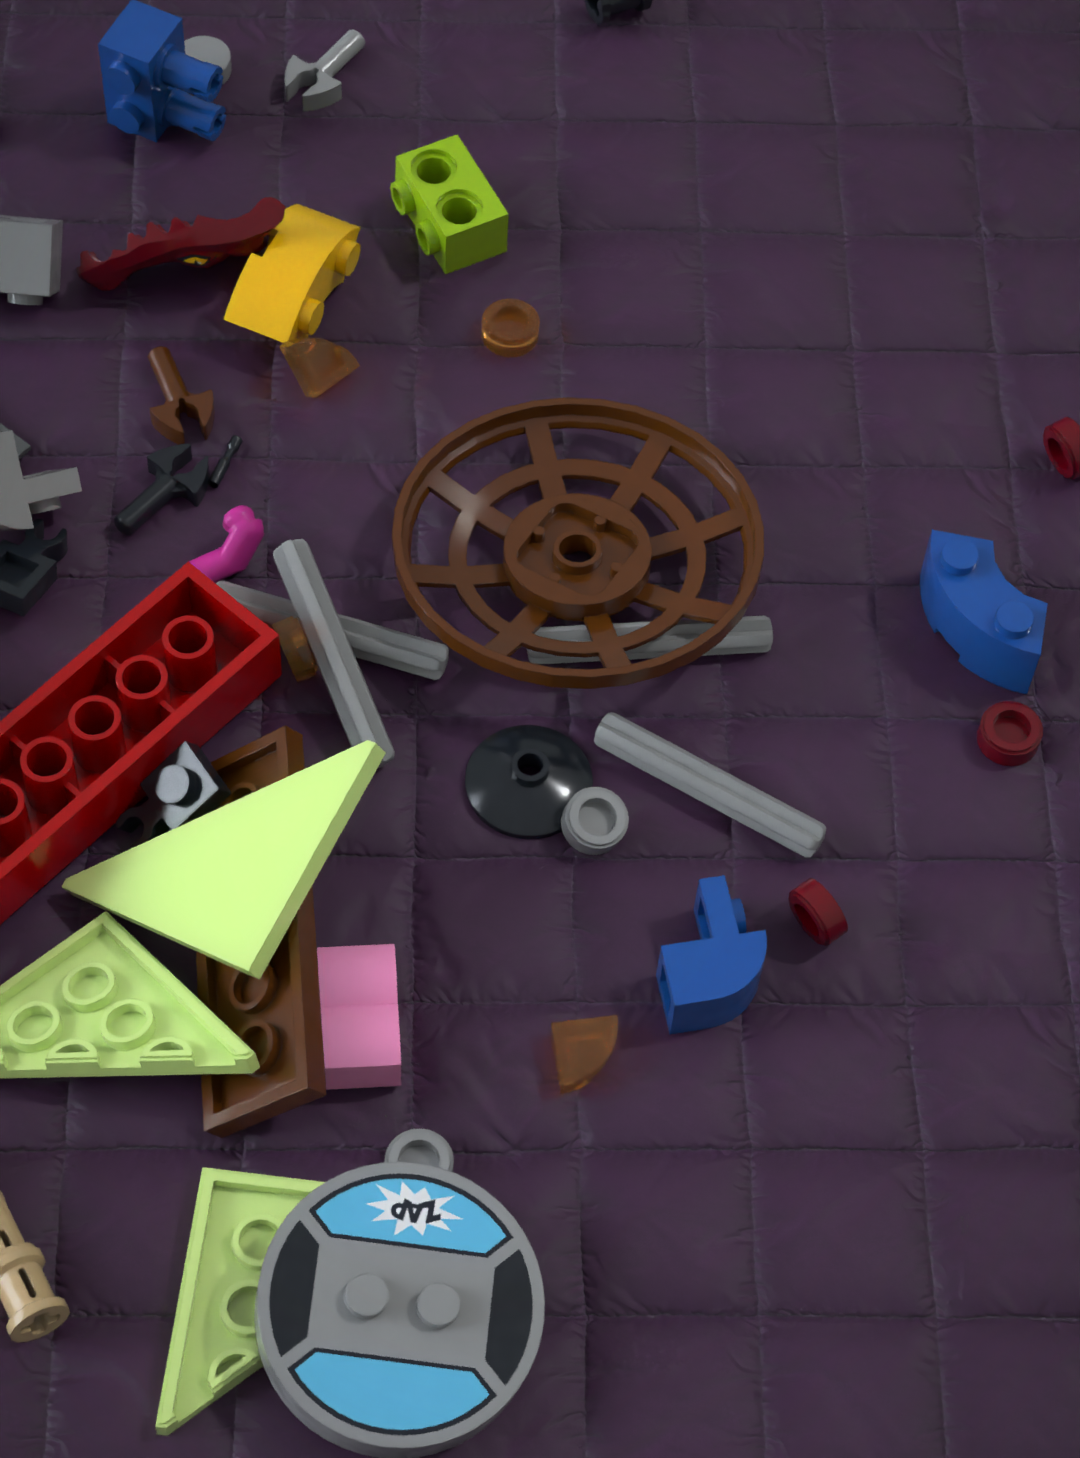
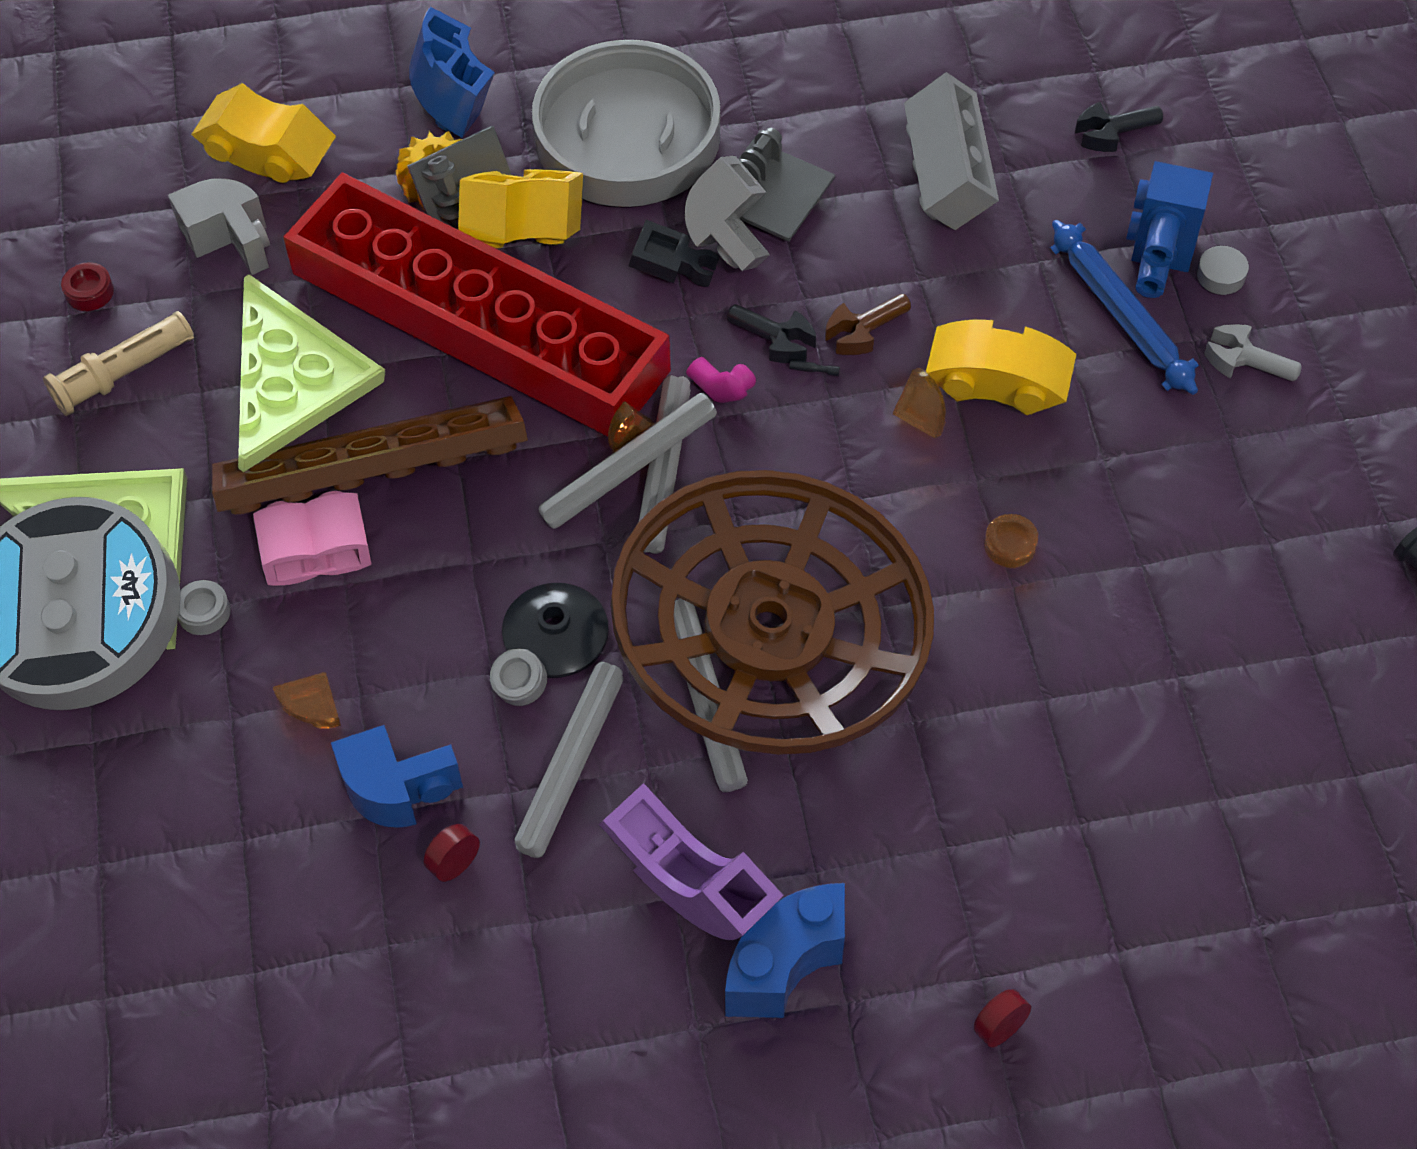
camera: 85 degrees right, 0 degrees up
(178, 792) = (478, 384): black plate -> none
(196, 246) = (1007, 287): dark red animal -> none
(226, 157) = (1125, 307): none -> blue wheel
(239, 871) = (397, 418): yellowish green tile -> none
(450, 204) = (1128, 473): lime brick -> none
(898, 671) = (701, 886): none -> medium lavender arch
(1009, 733) = (673, 1000): dark red tile -> none

